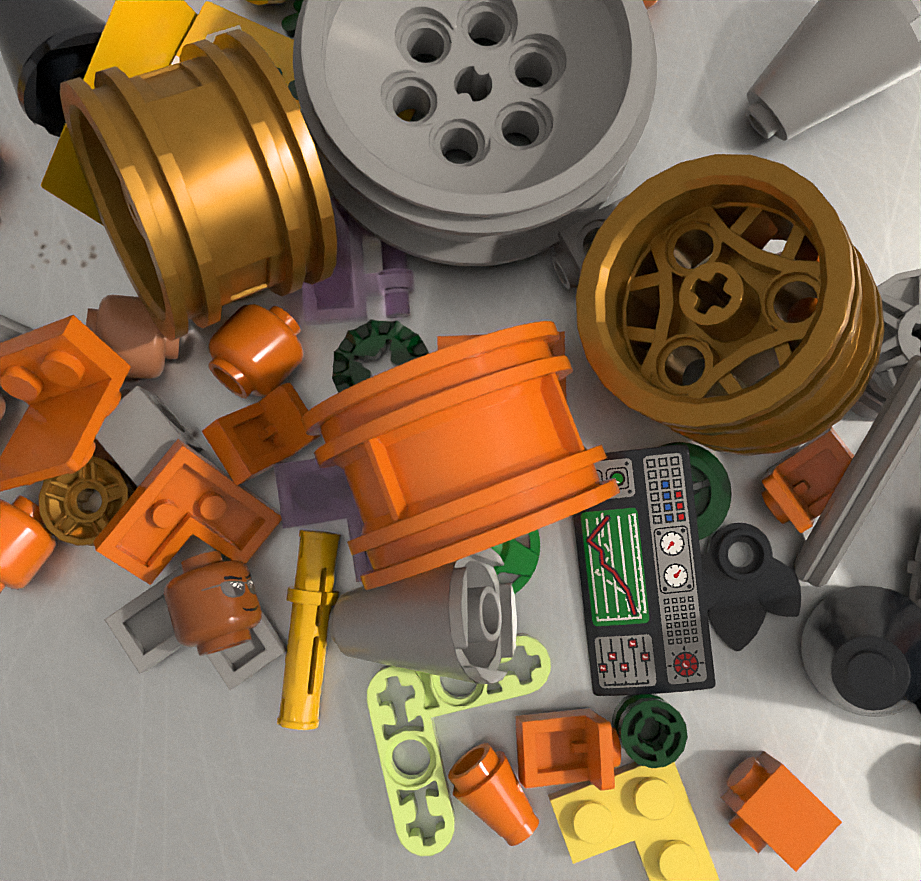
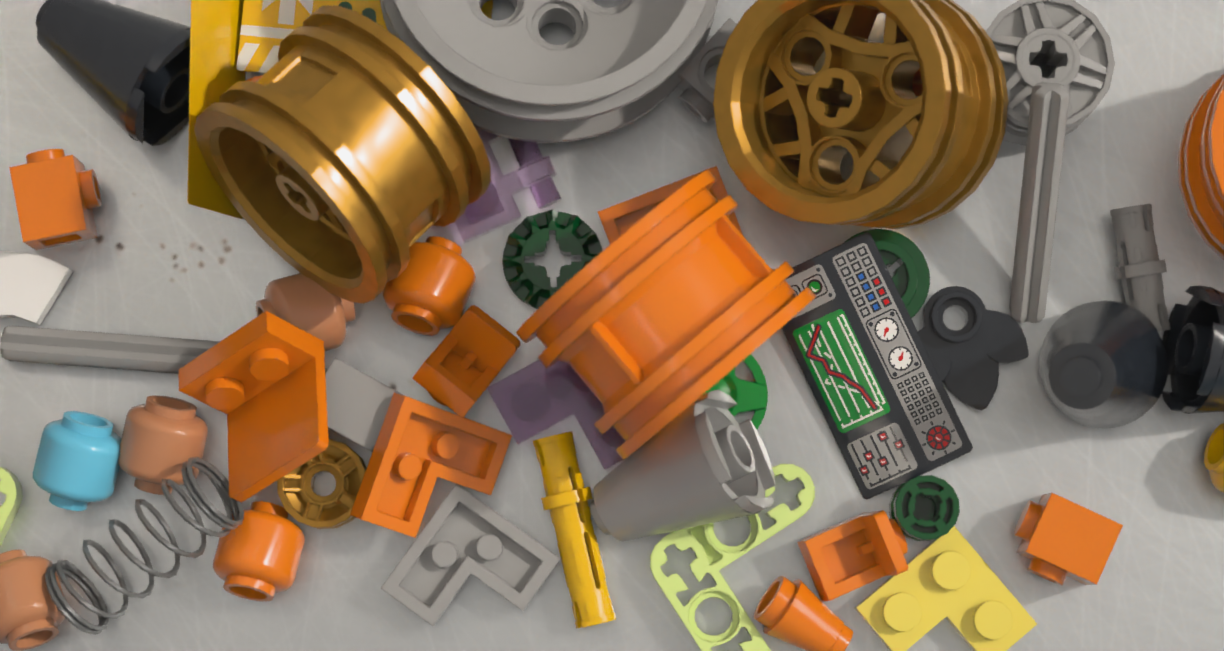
camera: 25 degrees left, 0 degrees up
(212, 603) = (484, 530): dark orange head -> none
(806, 479) = (989, 228): orange bracket -> none

